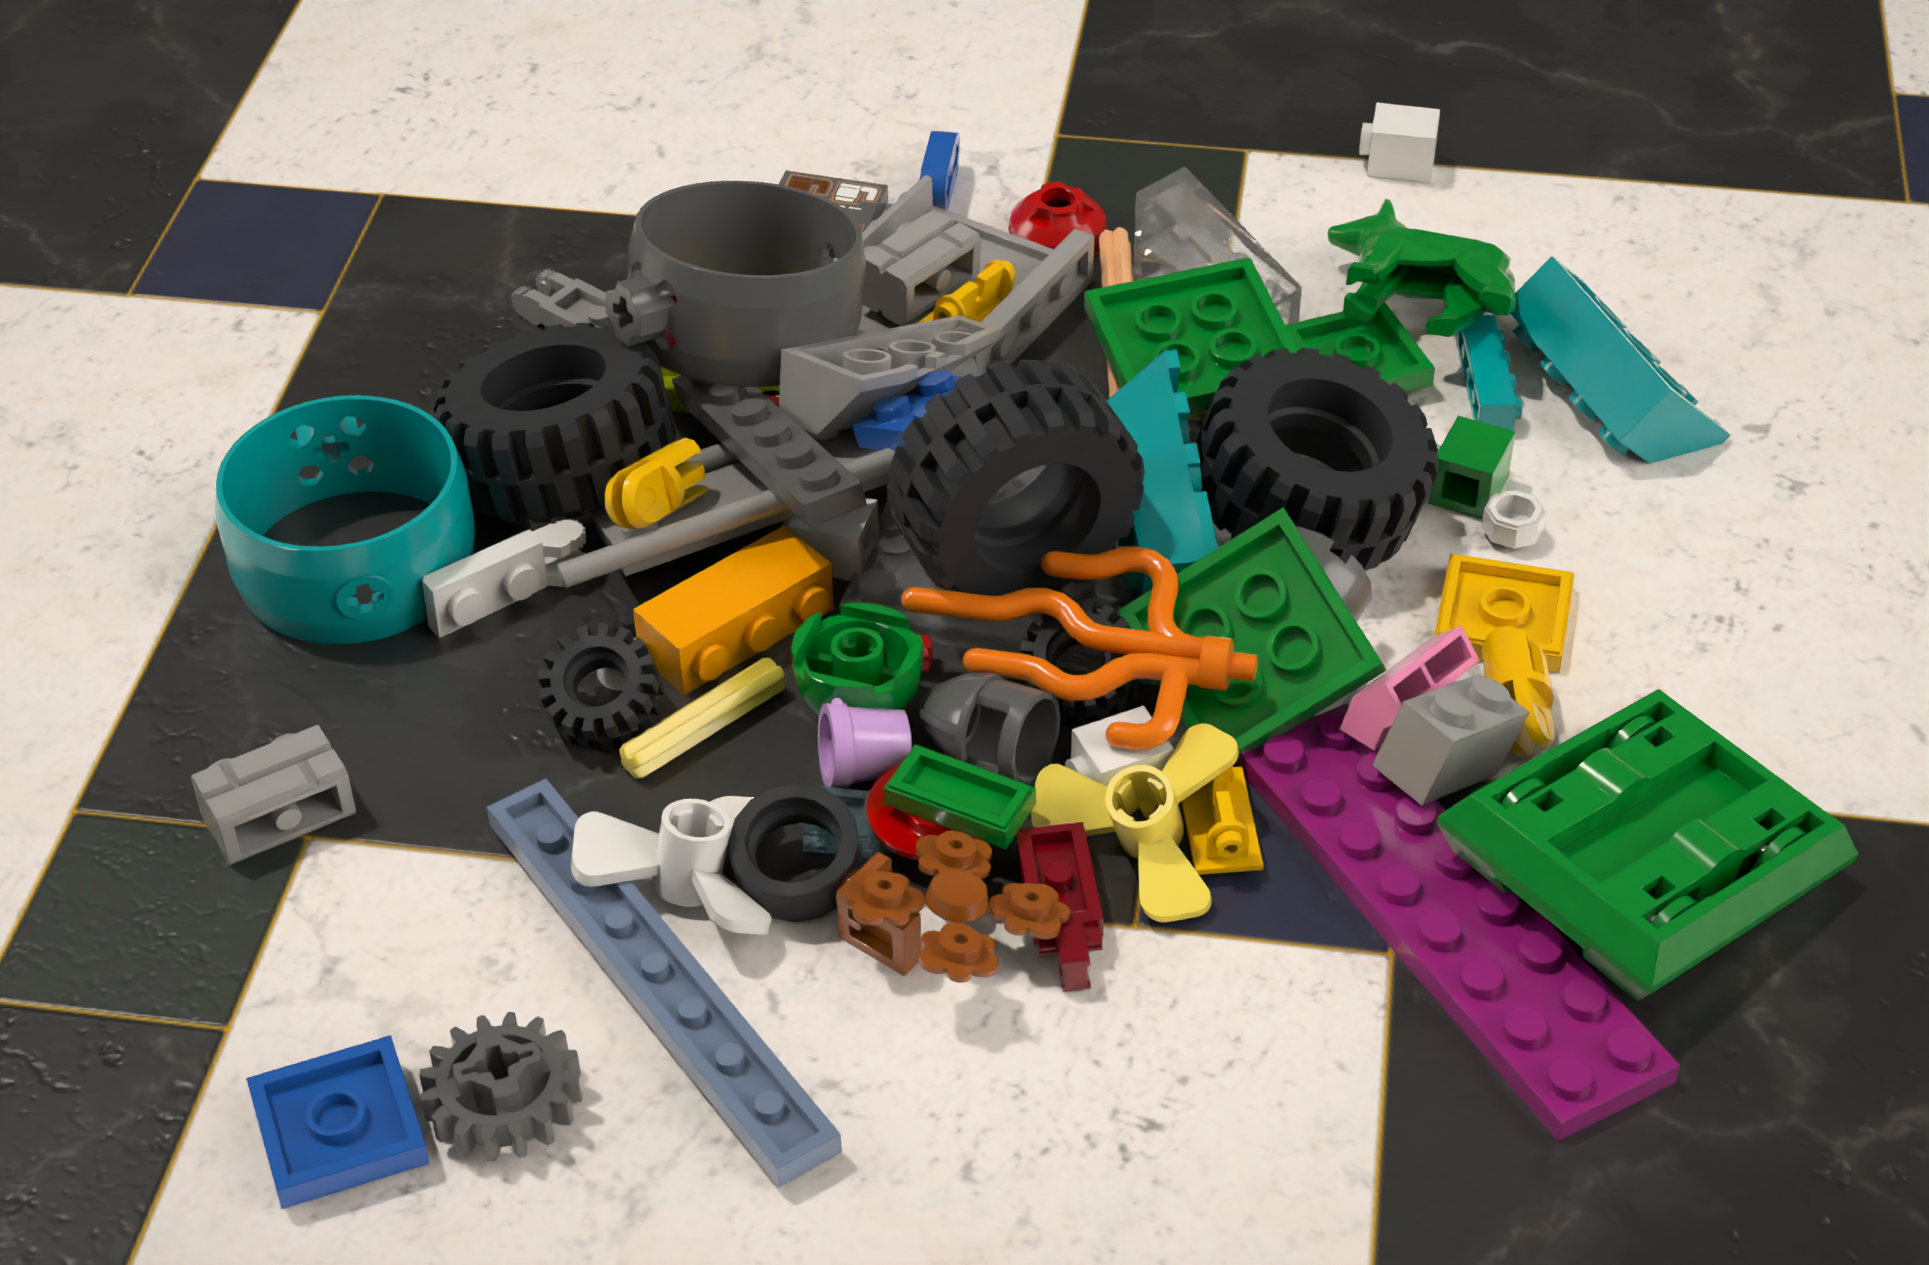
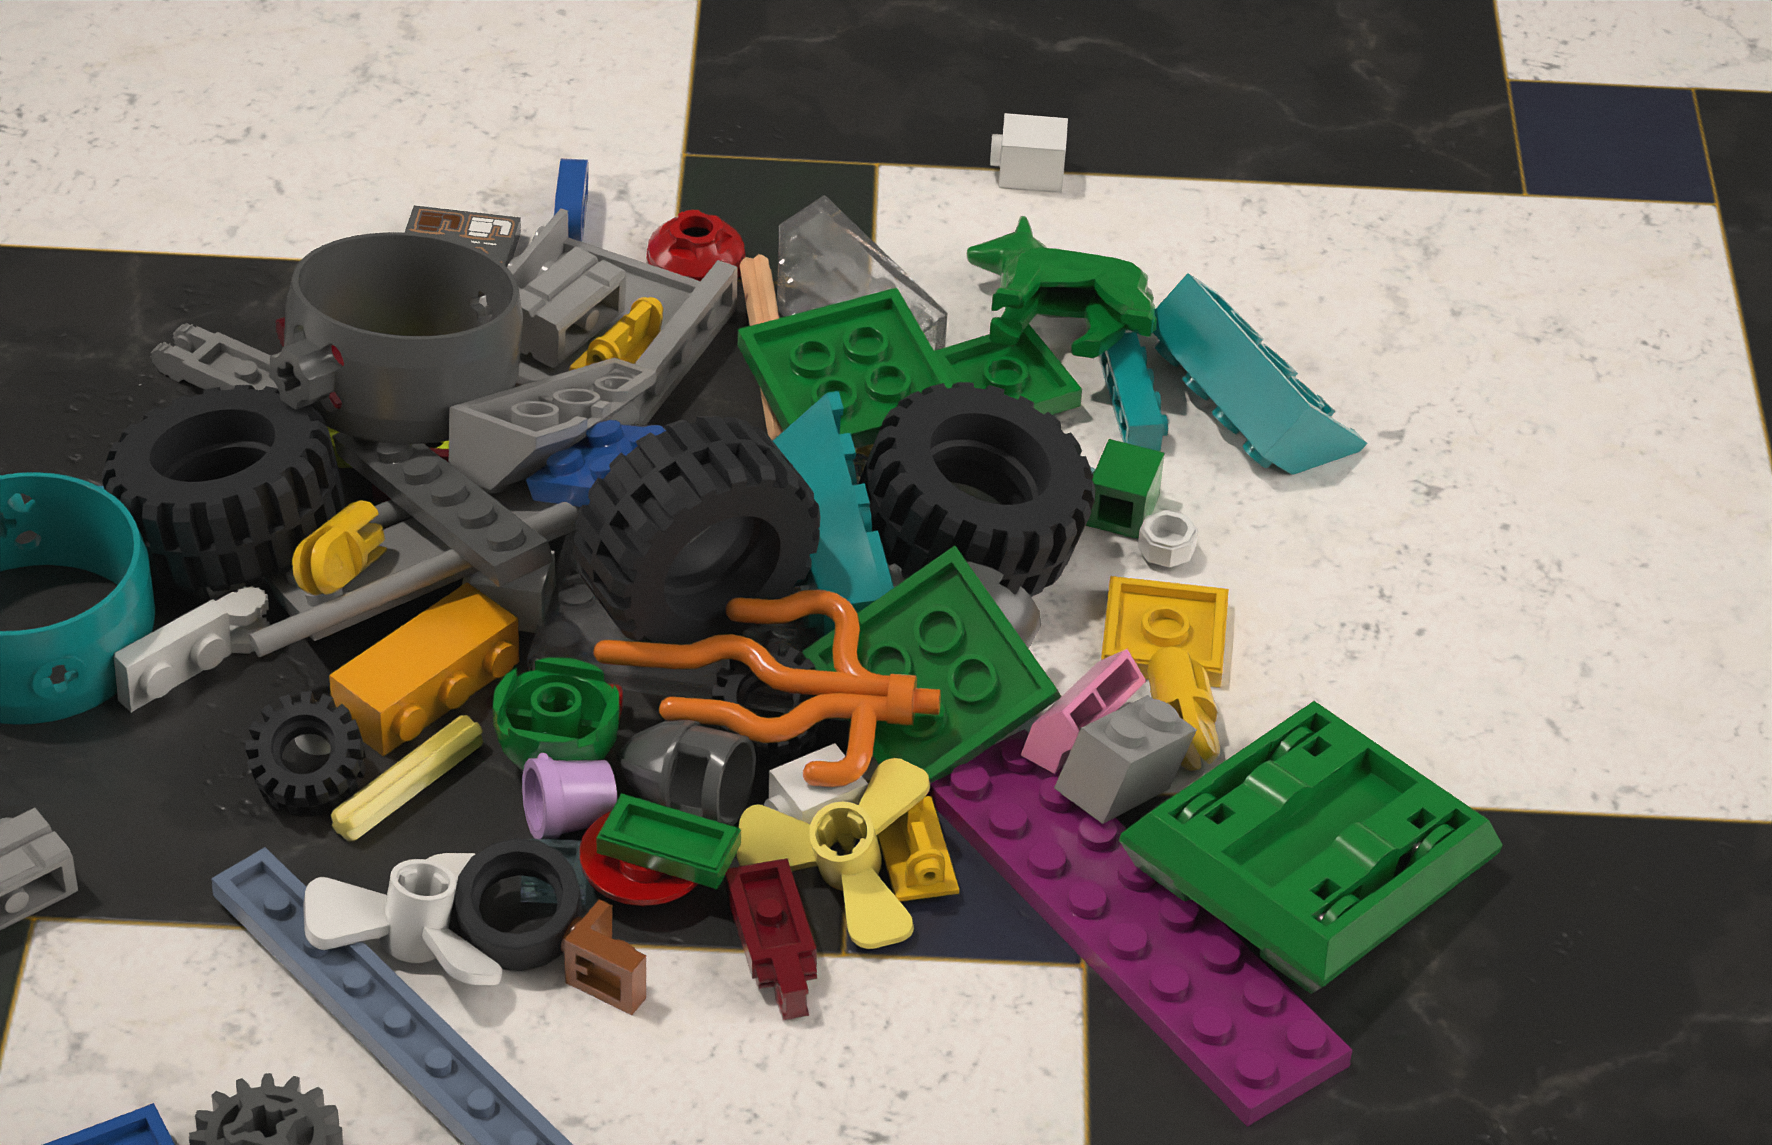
camera: 10 degrees left, 0 degrees up
(958, 897) = (679, 937): dark orange plant -> none

